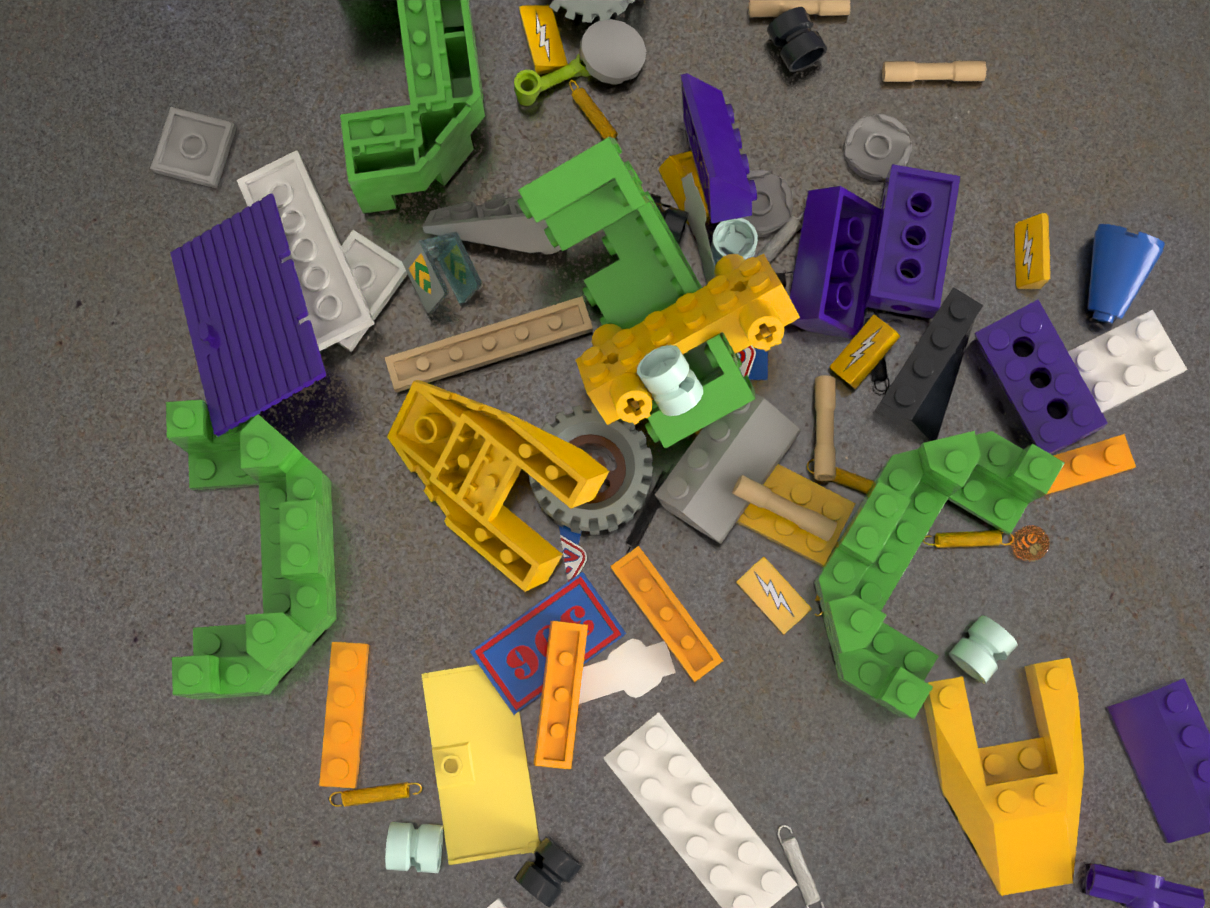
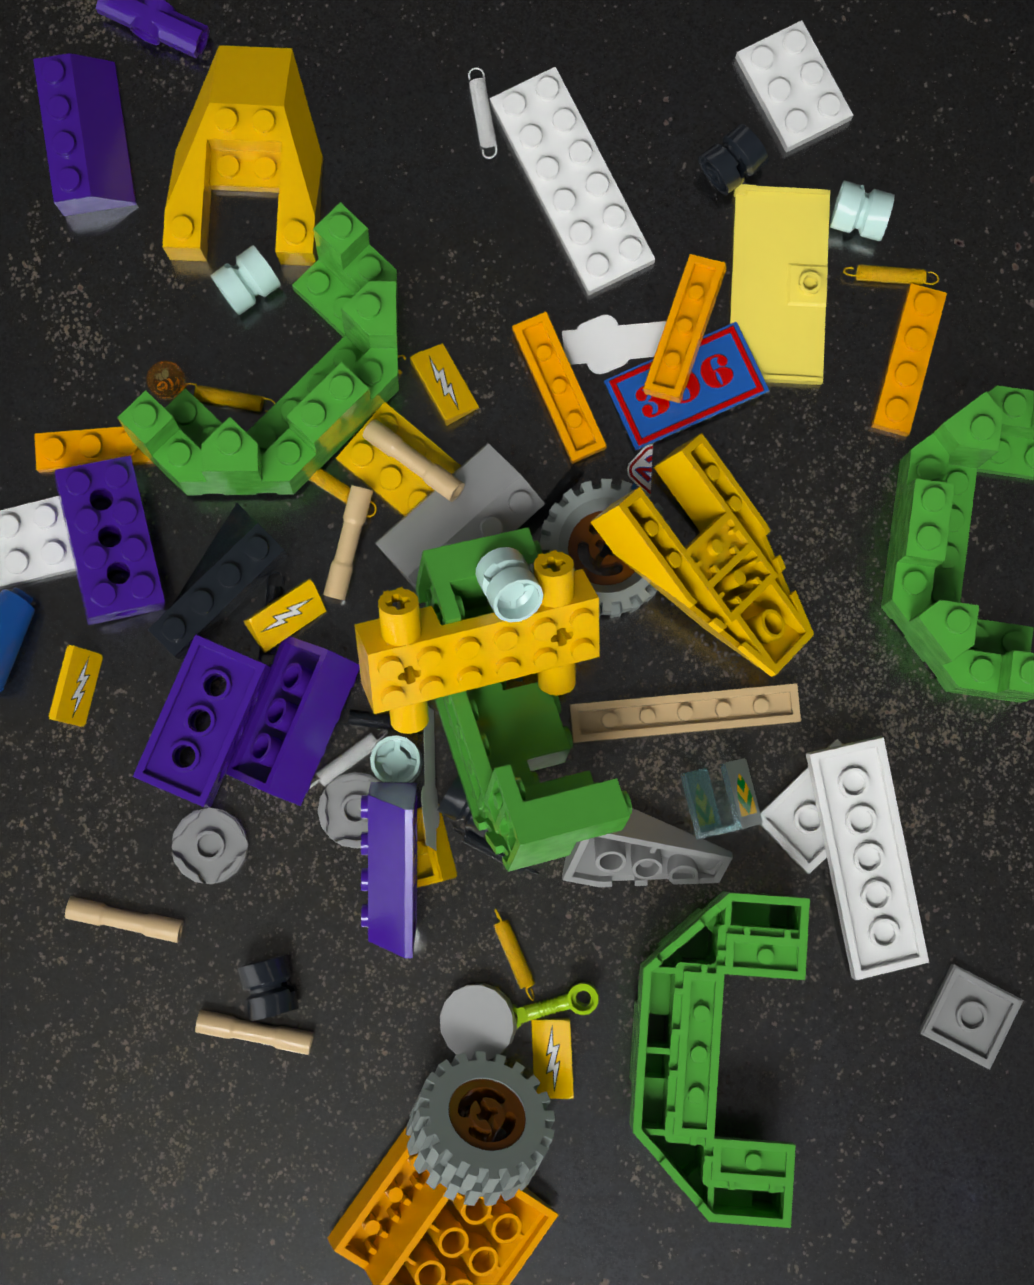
camera: 170 degrees left, 5 degrees up
(246, 315) = (945, 788): dark purple door -> none

